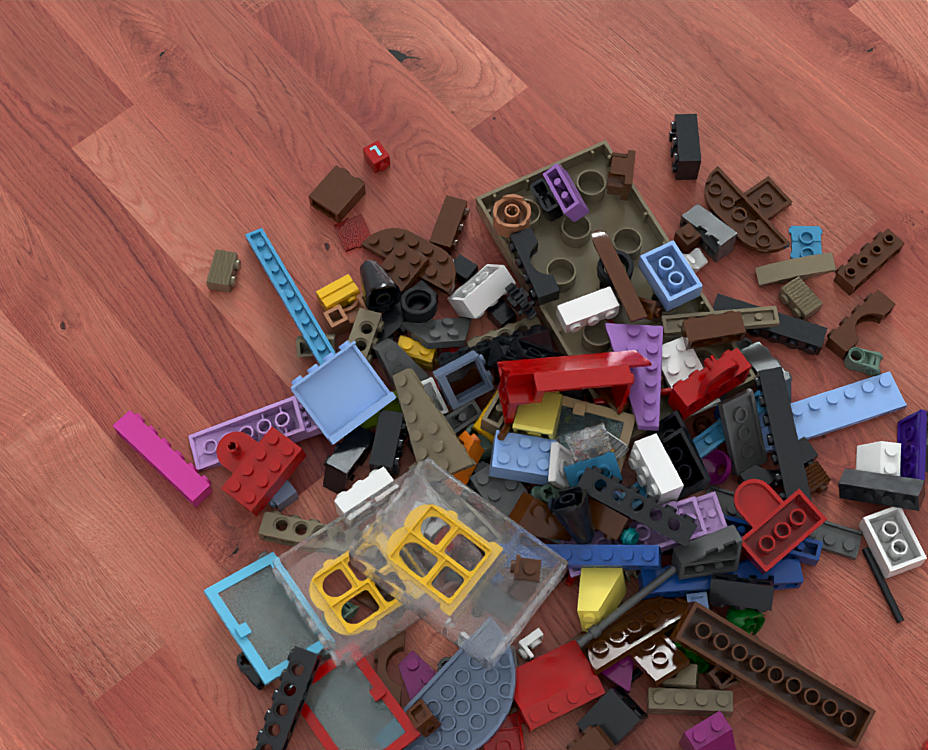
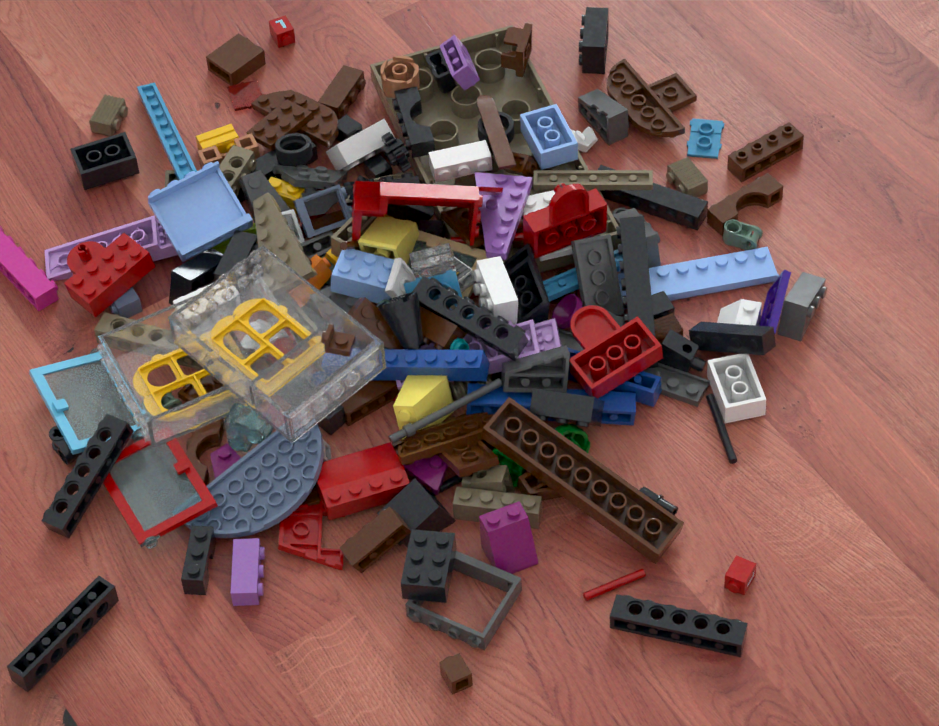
camera: 10 degrees right, 15 degrees down
(230, 327) = (104, 160): none -> black brick
(378, 287) = (255, 130): black cone -> none
(423, 718) = (223, 492): reddish brown bracket -> none
(428, 640) = (245, 428): none -> clear light blue brick
(531, 641) = (347, 444): white bracket -> none
(687, 238) = (580, 117): reddish brown brick -> none
(713, 330) = (590, 177): reddish brown brick -> none
(788, 270) = (697, 150): dark tan slope -> none
(835, 507) = (681, 353): none -> black torso
(838, 677) = (659, 499): none -> black axle

